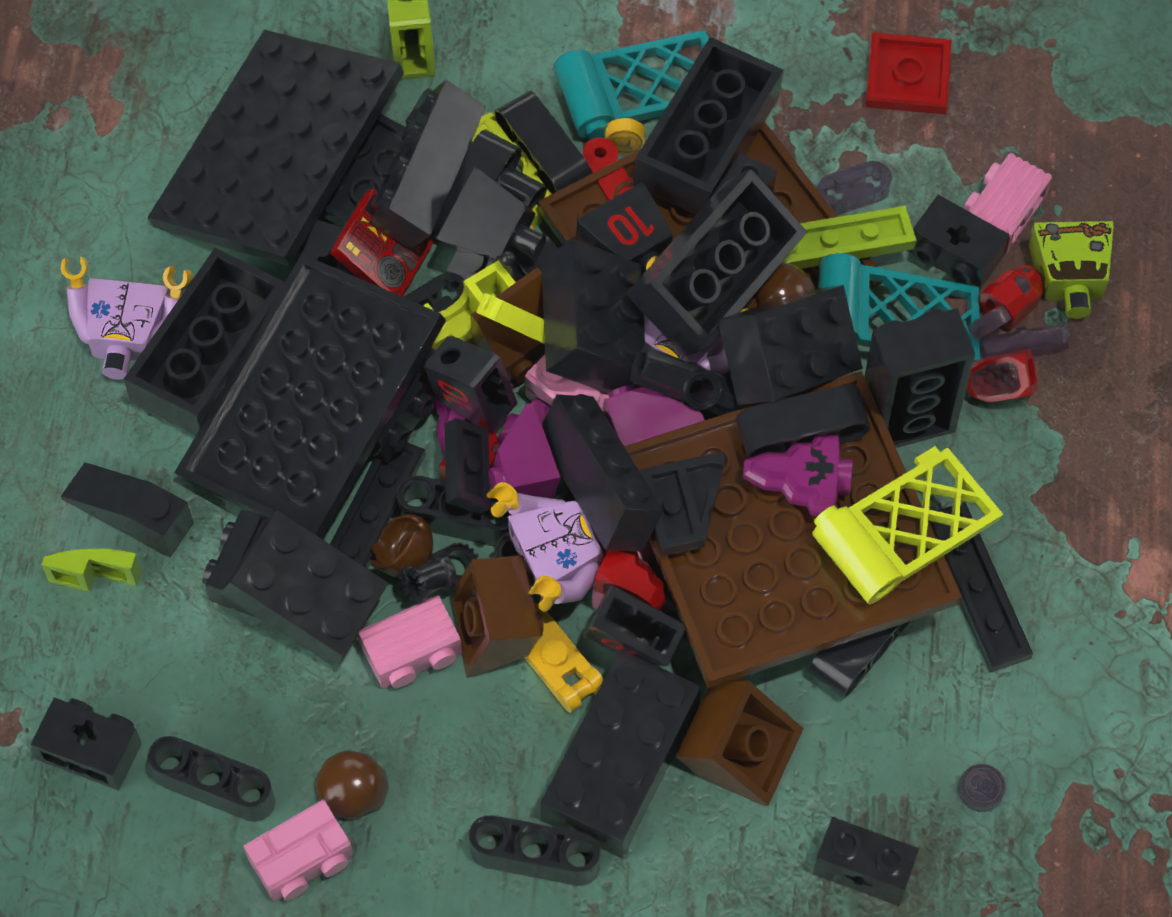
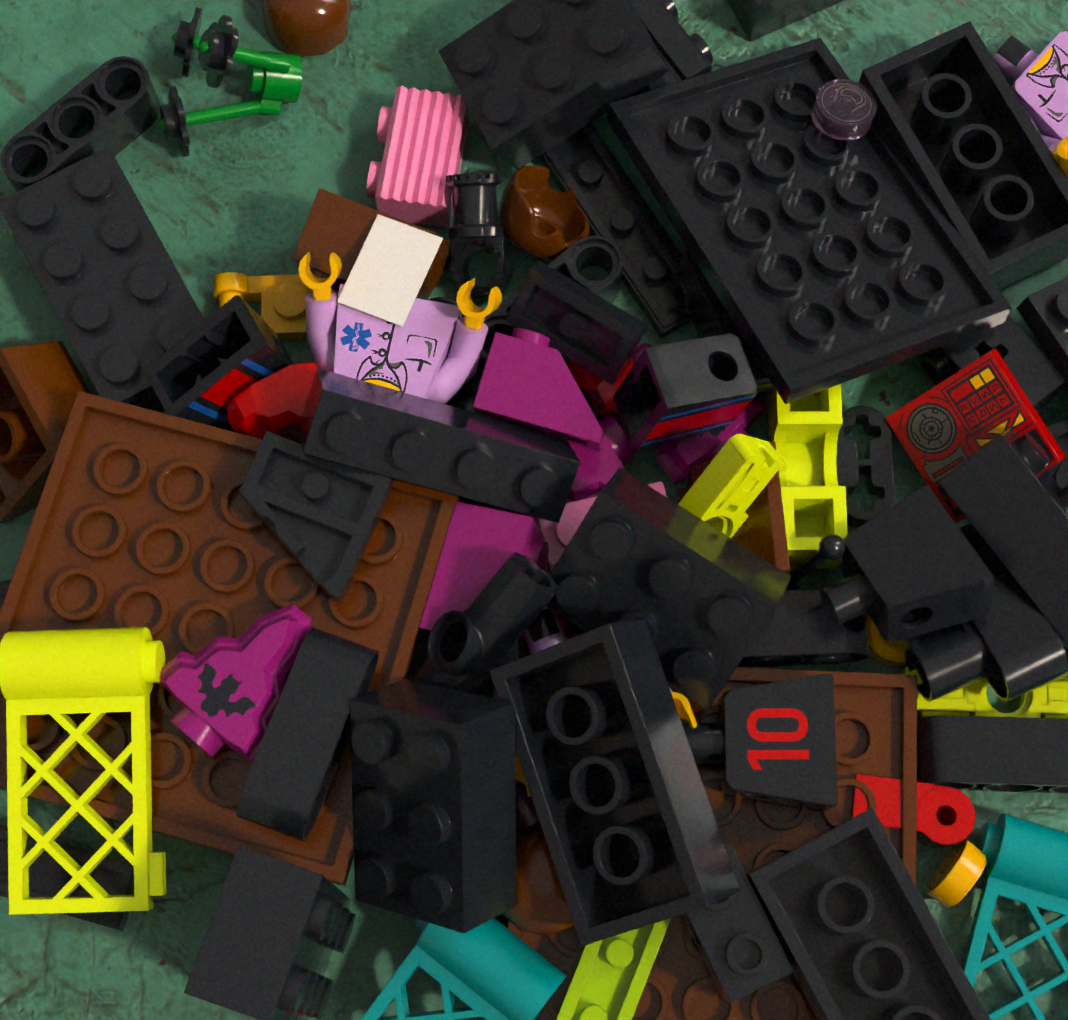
camera: 125 degrees right, 10 degrees up
(226, 415) = (844, 109): none -> tile
(433, 774) = (268, 74): none -> plant
(512, 566) = (390, 270): none -> white sticker

